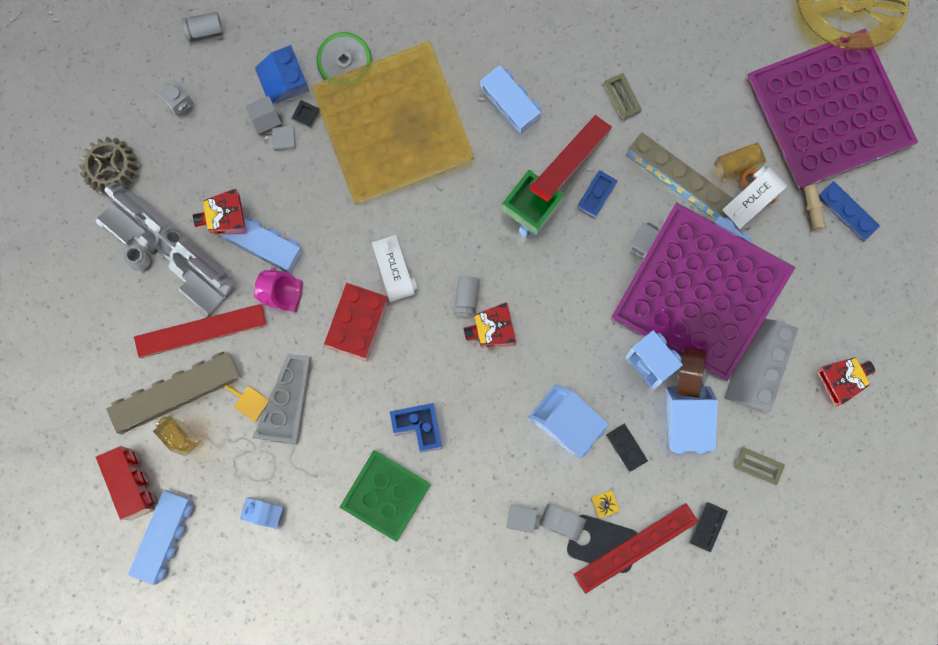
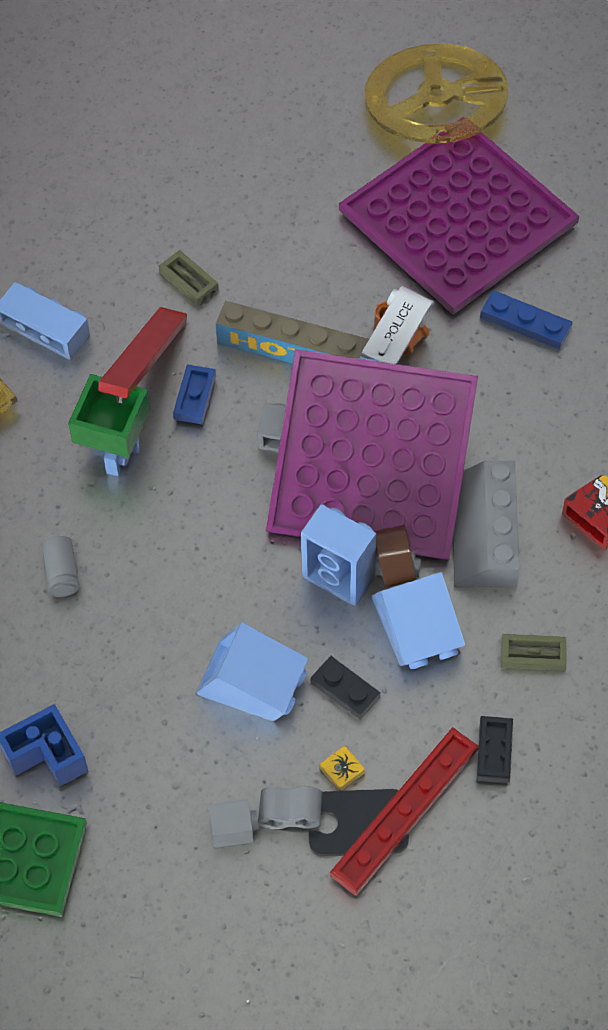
camera: 20 degrees left, 20 degrees down
(492, 328) = (109, 593): torso -> none
(739, 161) = (357, 306): clear yellow brick -> none
(814, 206) = (481, 325): tan pin -> none

